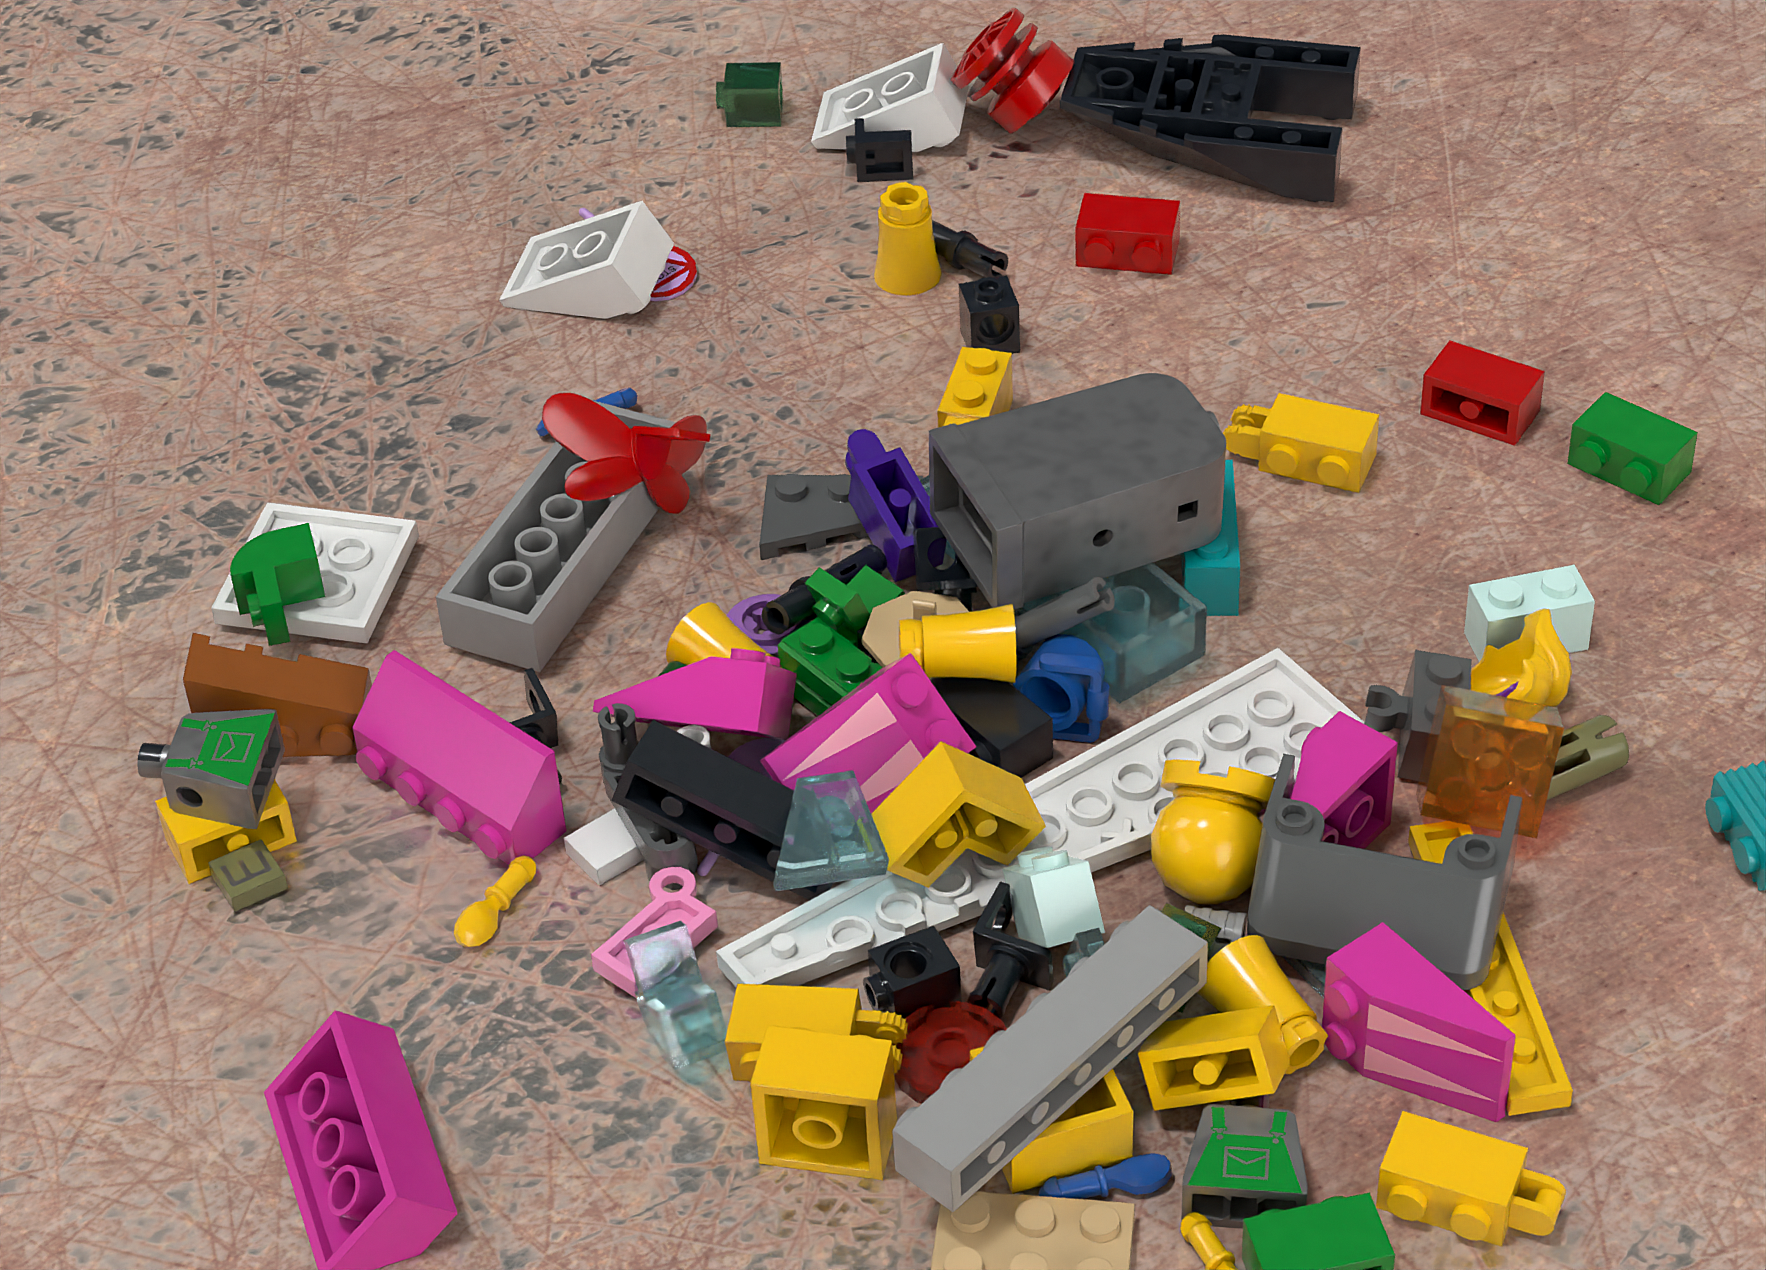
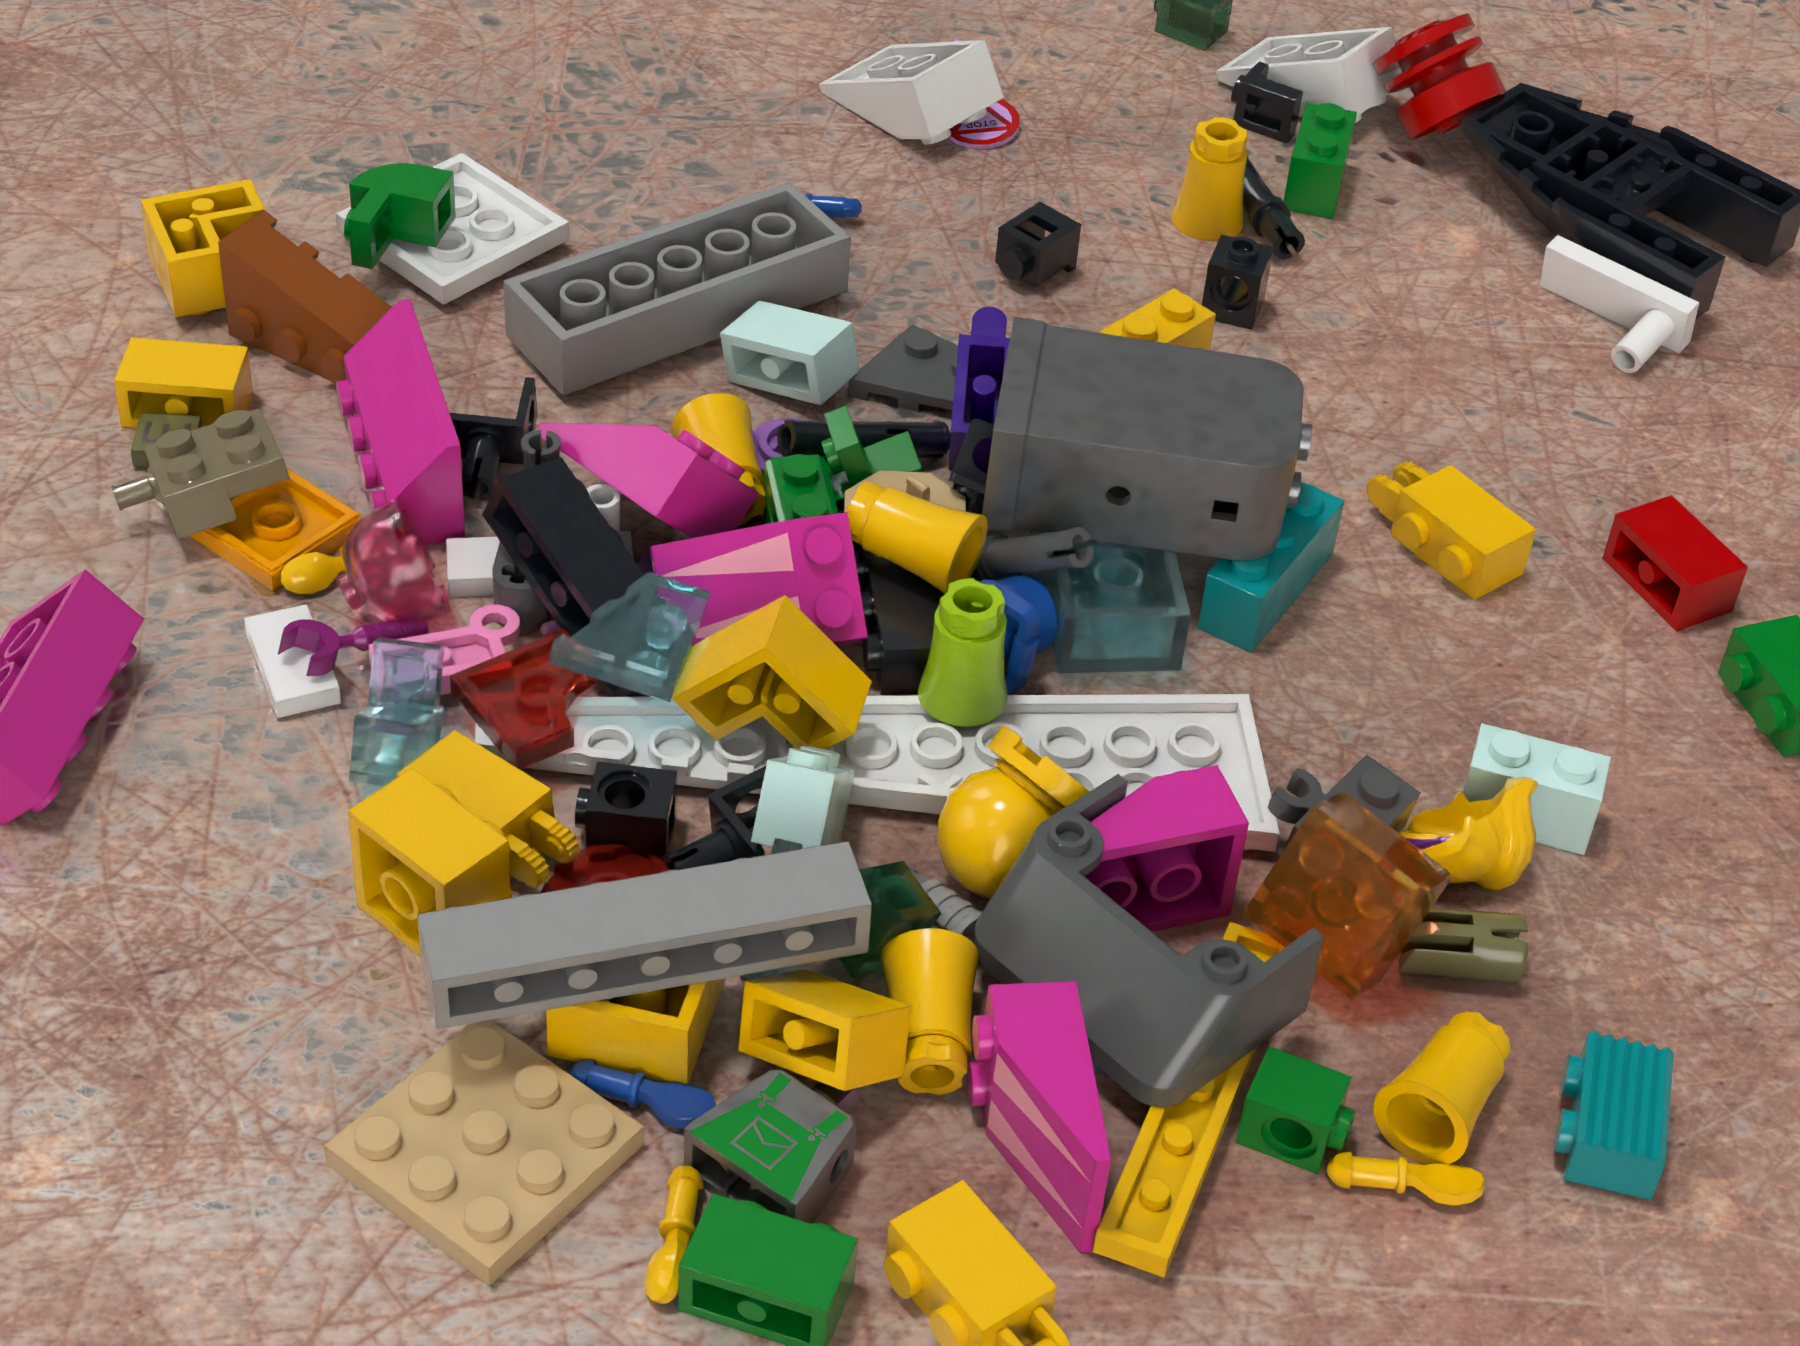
camera: 25 degrees right, 0 degrees up
(125, 687) = (184, 239): none -> yellow brick
(218, 765) = (196, 328): flat silver torso -> none
(330, 880) = (204, 468): none -> dark tan plate
(407, 899) = (278, 526): none -> light orange tile
(530, 1001) = (286, 673): none -> white tile
(557, 884) = (391, 569): none -> clear pink cylinder
(561, 971) = (326, 642): none -> magenta piece
(624, 455) = (759, 236): red piece -> none
(701, 545) = (789, 352): none -> light aqua brick
(759, 931) = (522, 701): none -> clear red tile
(810, 373) = (1030, 255): none -> black brick
(964, 182) = (1319, 159): none -> green brick
(1076, 723) = (966, 656): none -> lime plant
(1127, 233) = (1440, 268): red brick -> none
(1278, 193) = (1623, 296): none -> white piece
(1564, 938) = (1296, 1110): none -> green brick
(1649, 870) = (1440, 1094): none -> yellow plant
(1691, 936) = (1440, 1182): none -> yellow piece

